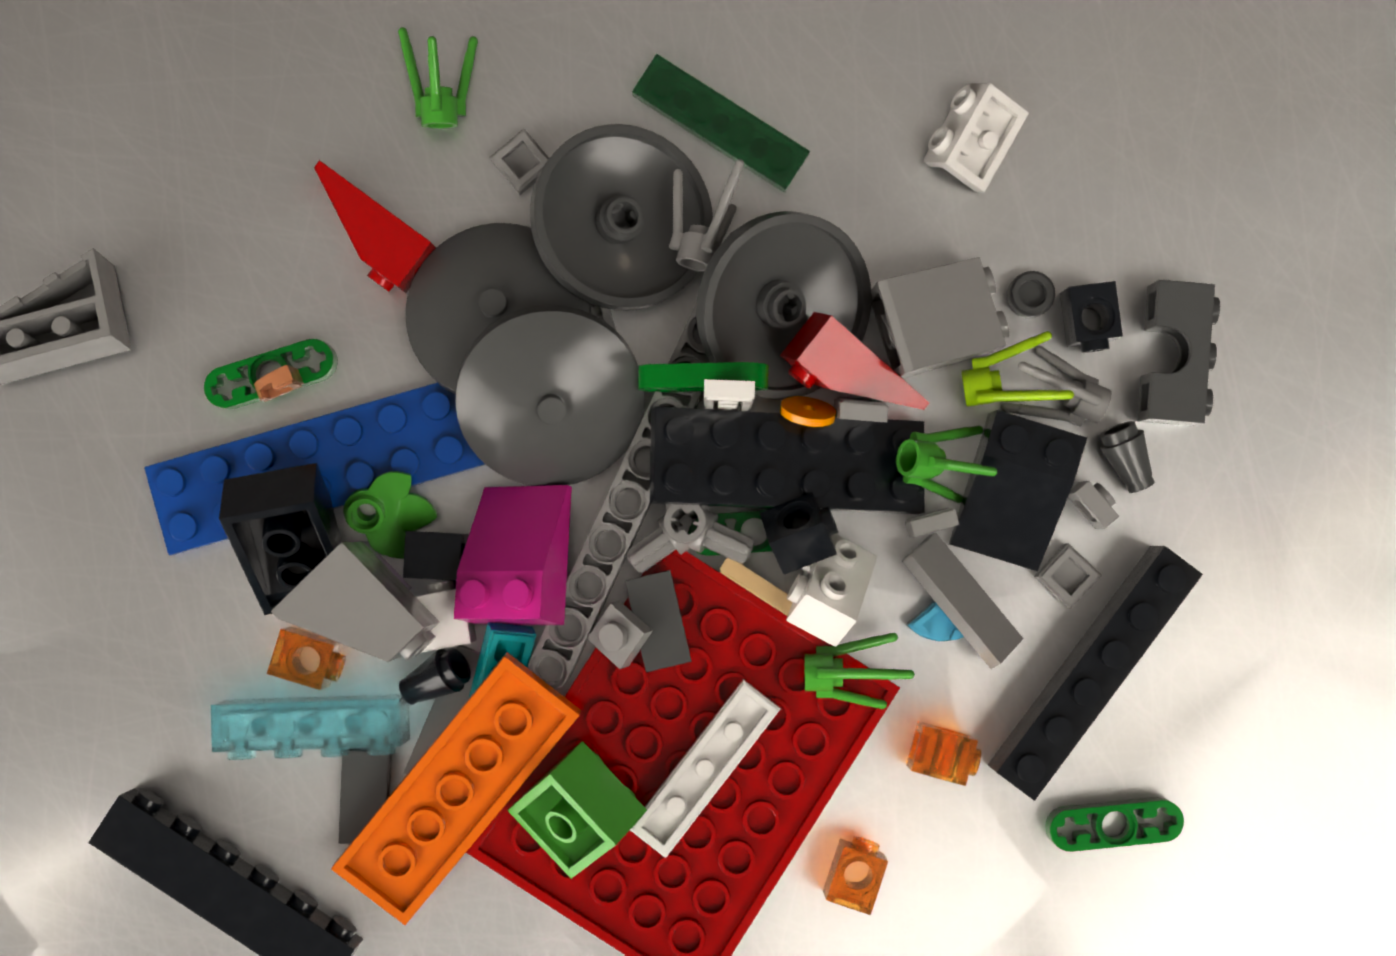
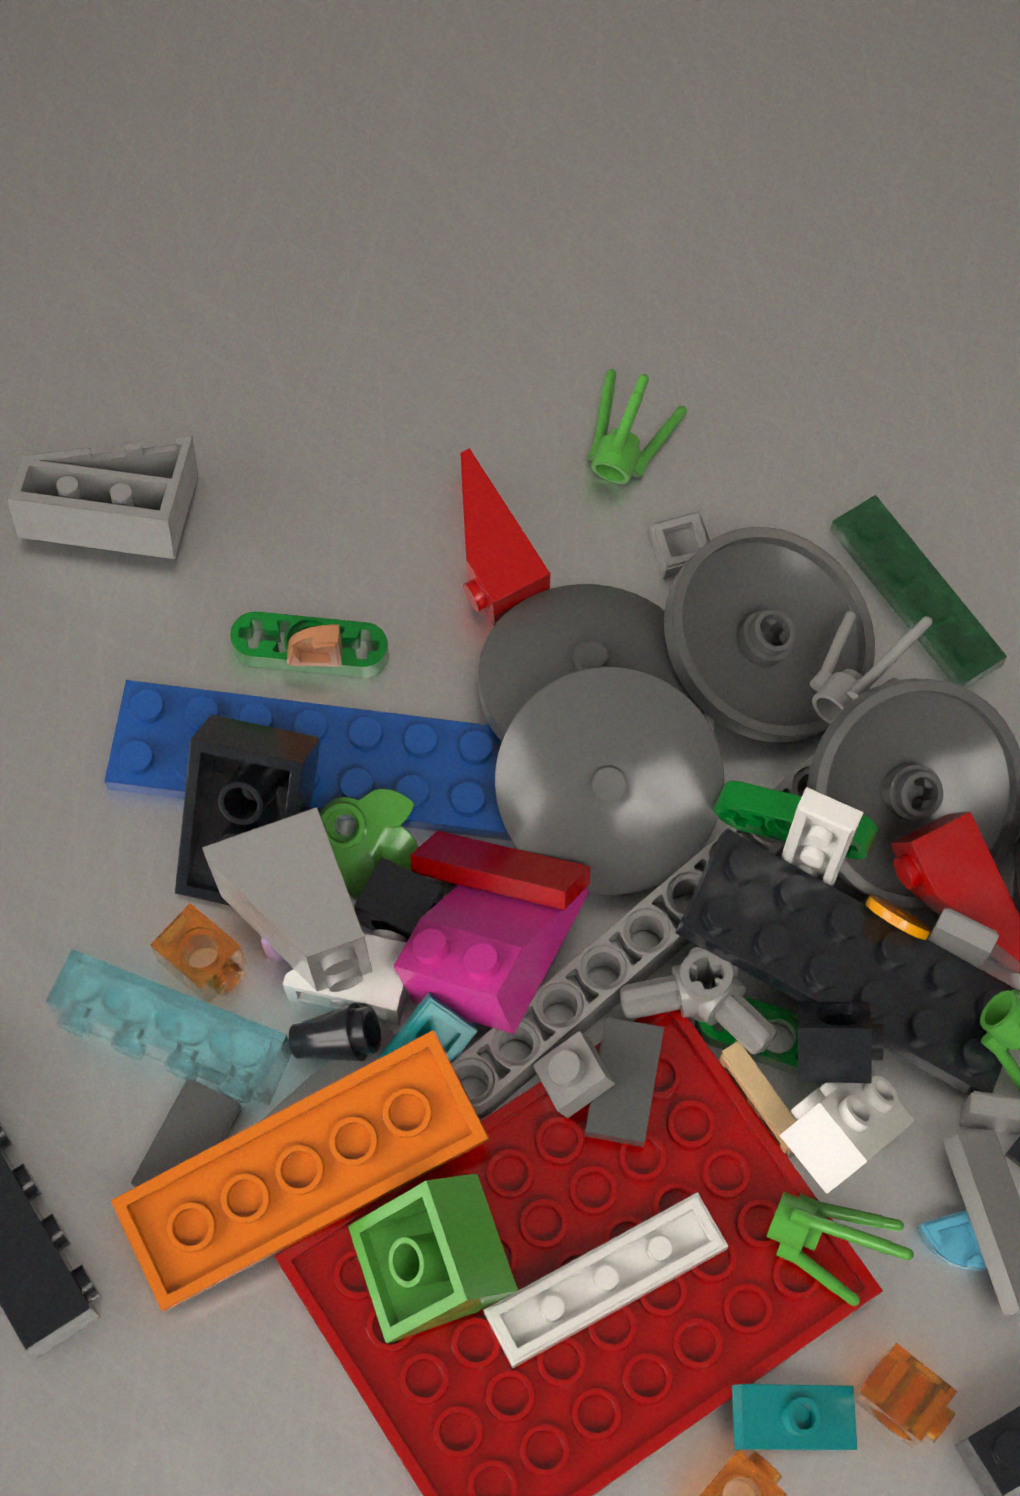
camera: 20 degrees right, 20 degrees down
(498, 500) = (500, 870): none -> red tile
(872, 802) = (794, 1417): none -> teal plate

